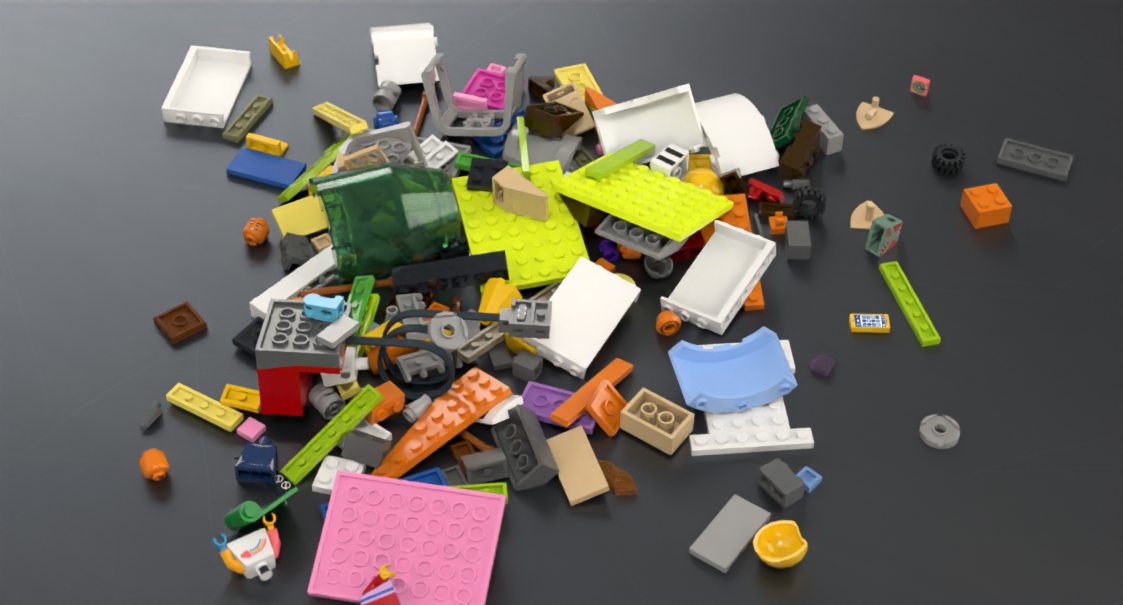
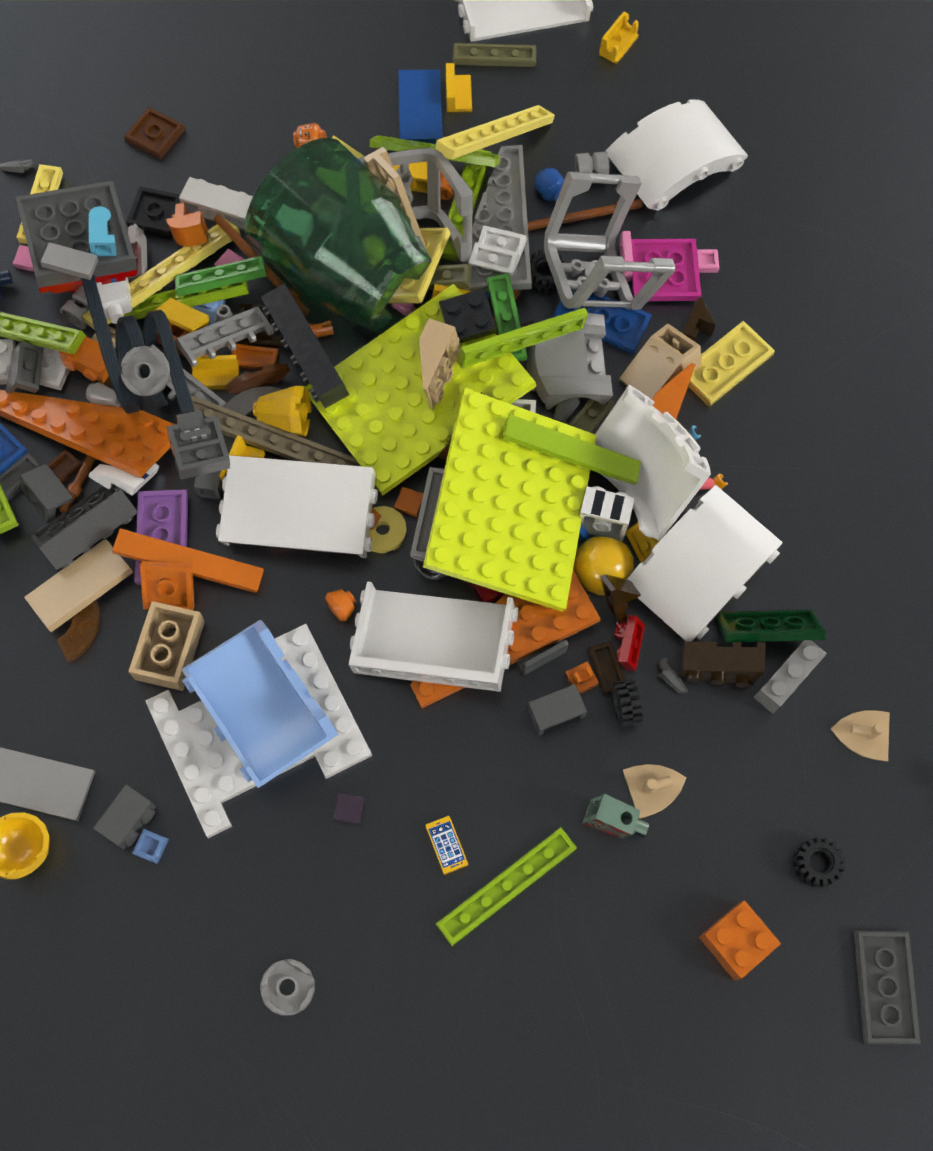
camera: 65 degrees right, 25 degrees up
(550, 118) = (617, 347): dark brown slope -> none

